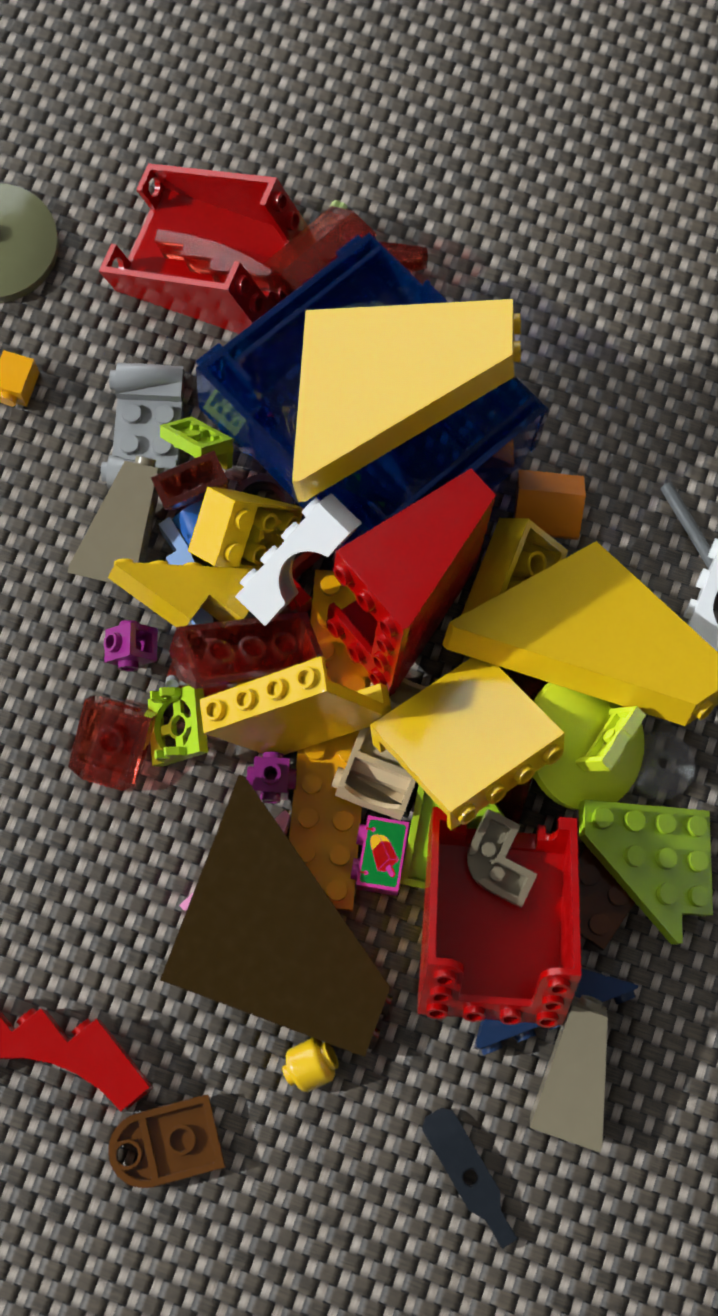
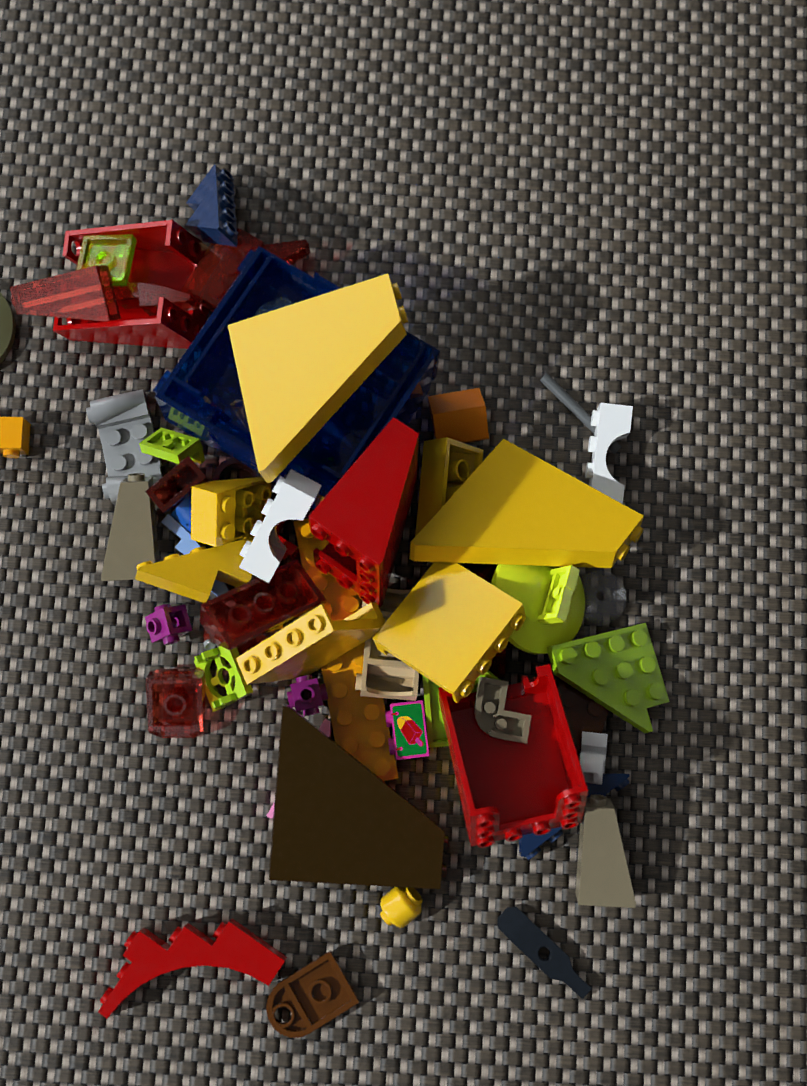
camera: 15 degrees left, 5 degrees up
(135, 232) = (73, 295): none -> clear red slope
(184, 207) = (109, 250): none -> clear neon green plate
(328, 184) = (214, 209): none -> dark blue slope
(600, 950) = (593, 756): none -> white leg

